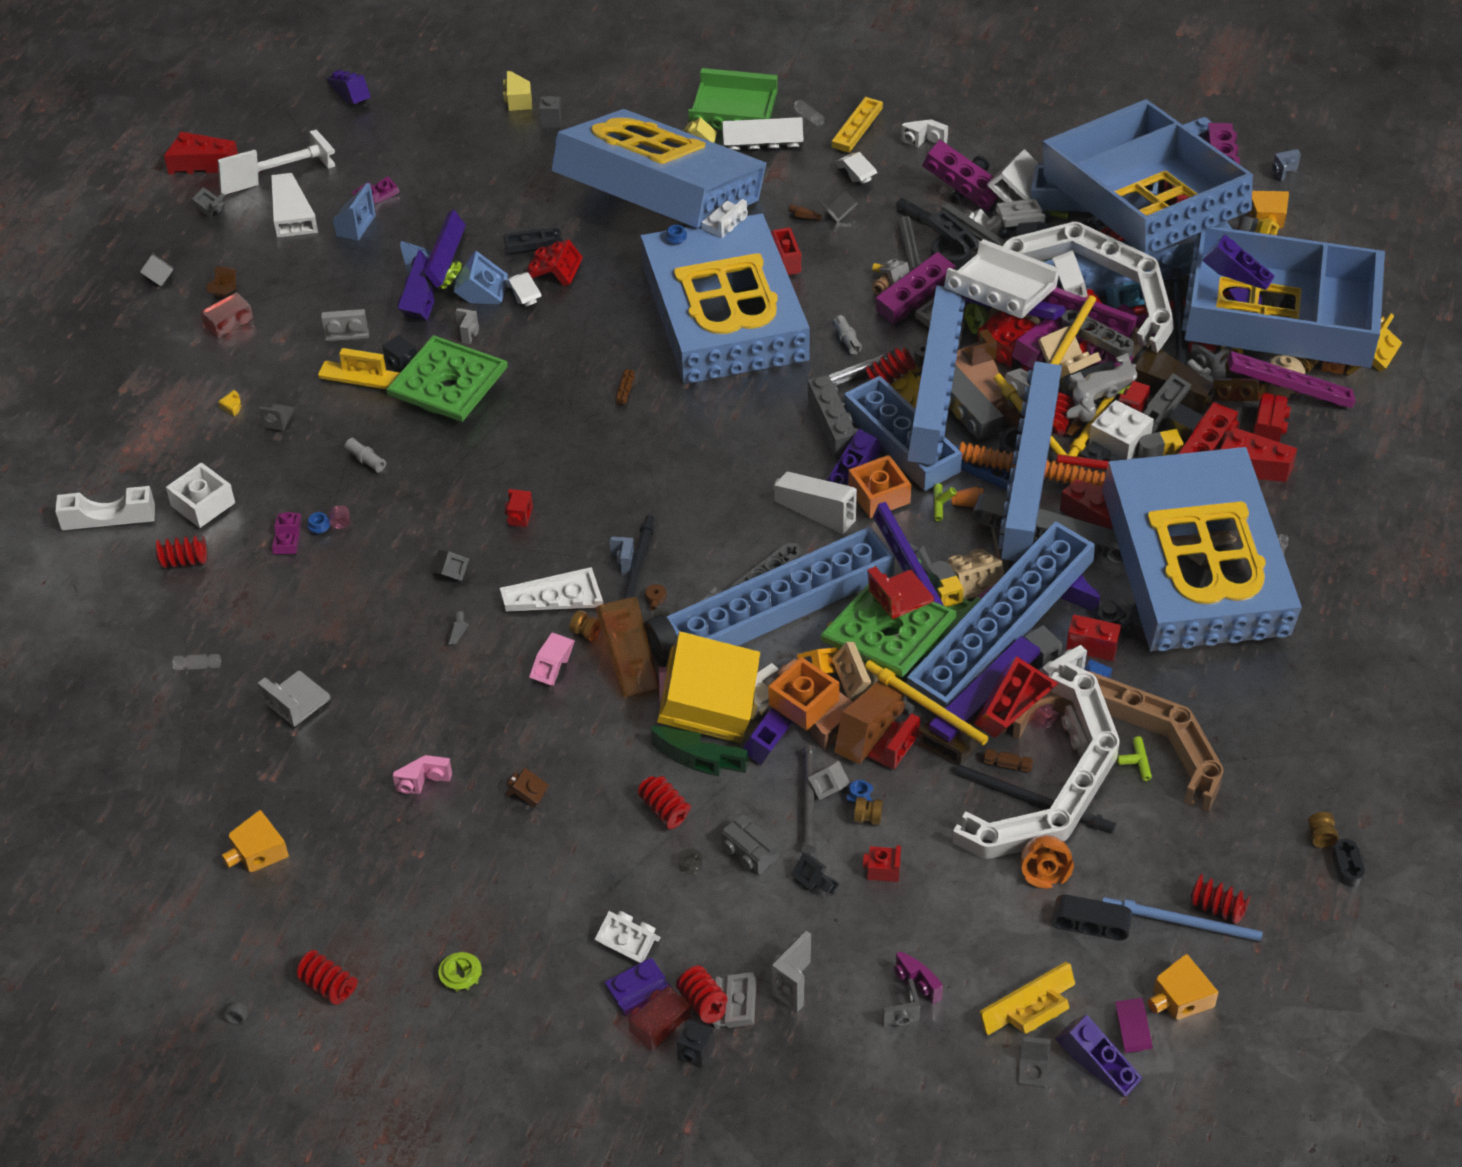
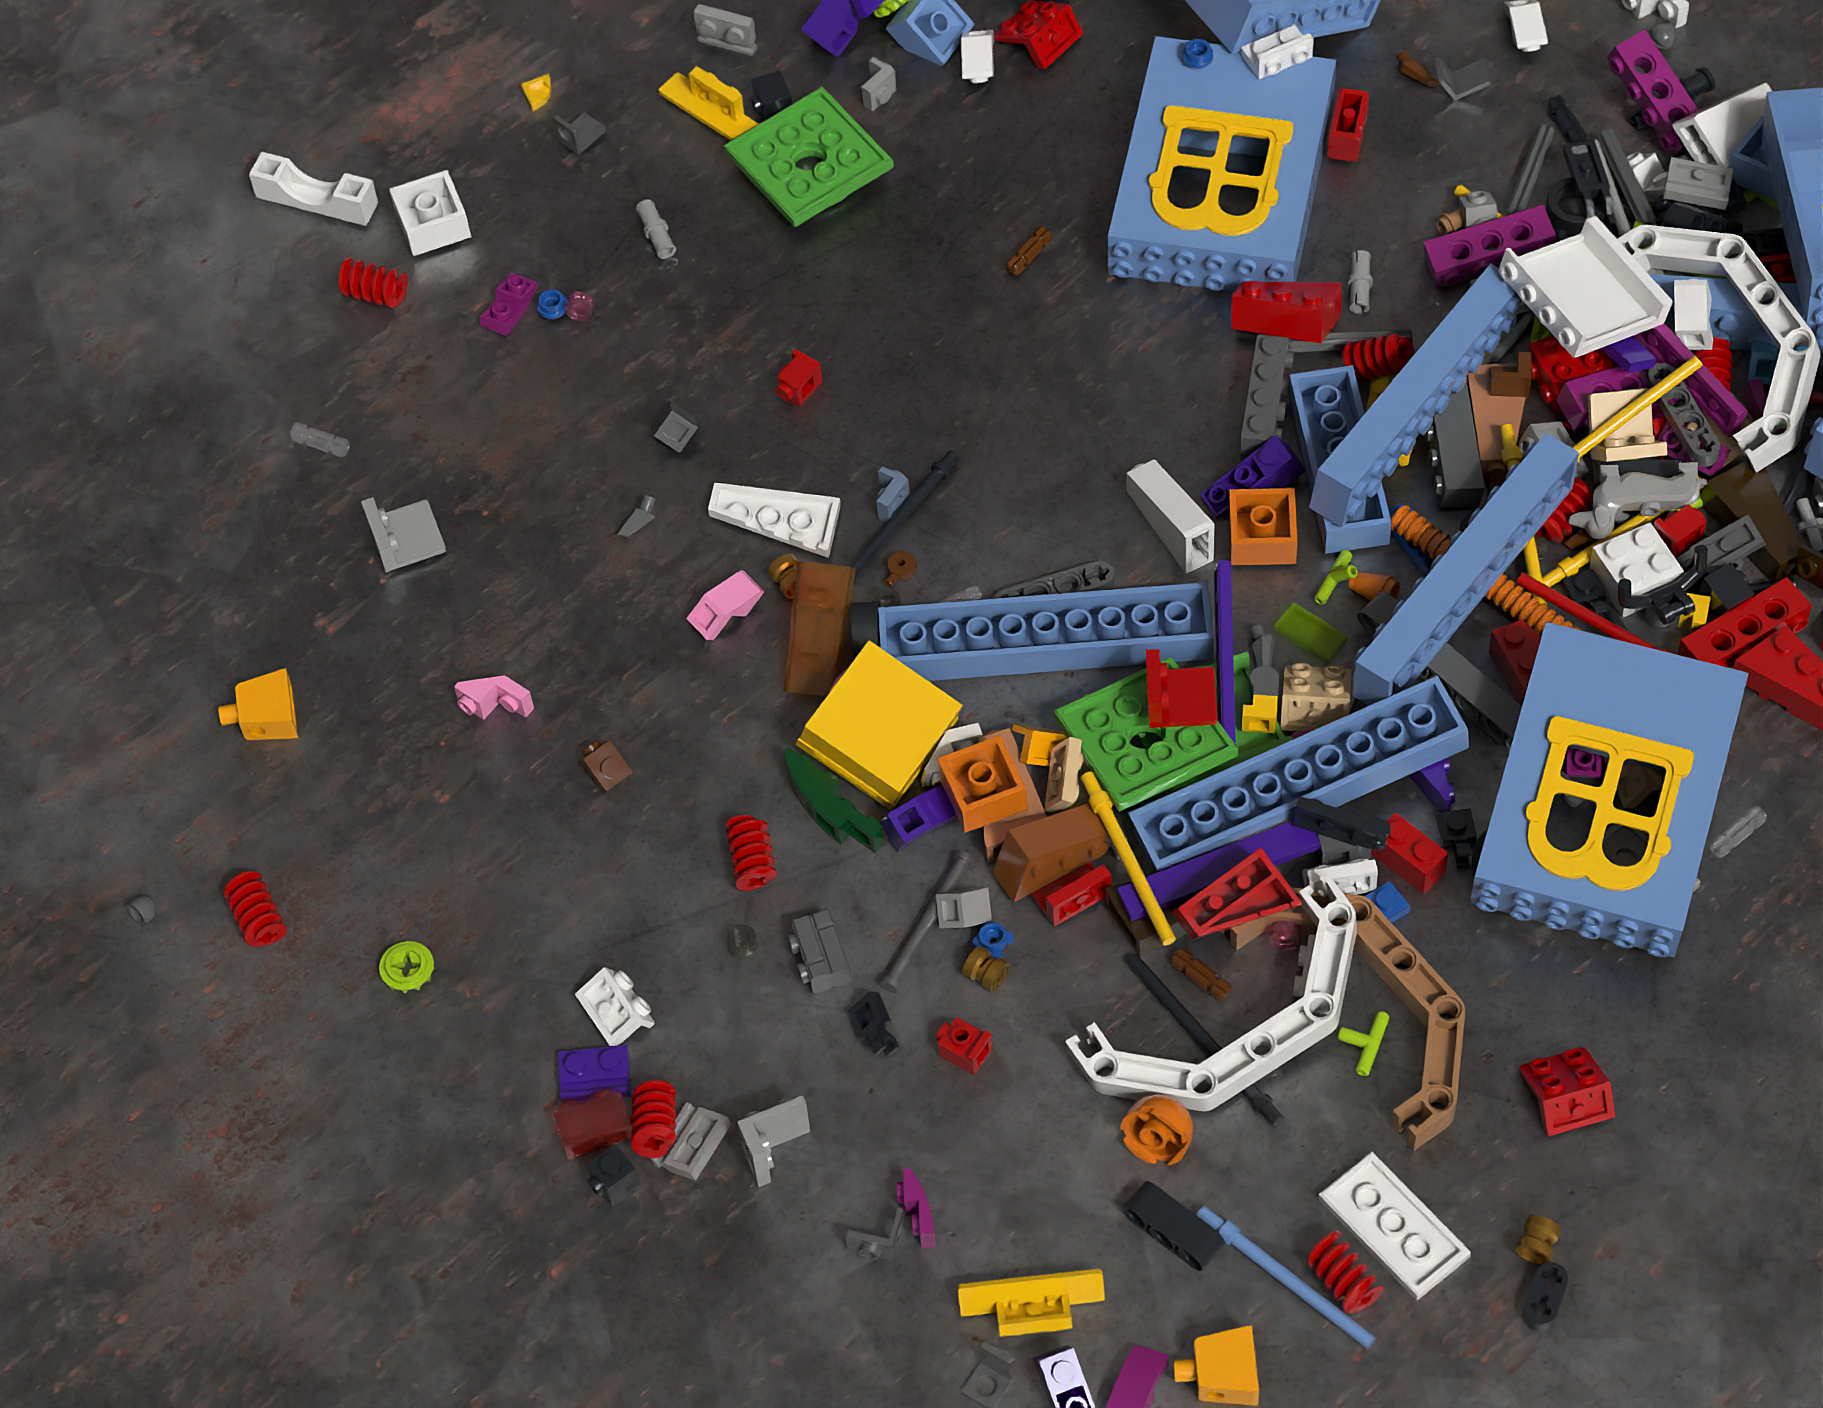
camera: 30 degrees right, 10 degrees up
(813, 361) = (1287, 309): none -> red wedge
(945, 538) = (1311, 633): none -> clear neon green tile
(1048, 630) = (1341, 824): none -> black hinge
(1155, 437) = (1673, 592): none -> black piece
(1228, 860) = (1394, 1226): none -> white tile
(1284, 732) = (1569, 1090): none -> red bracket

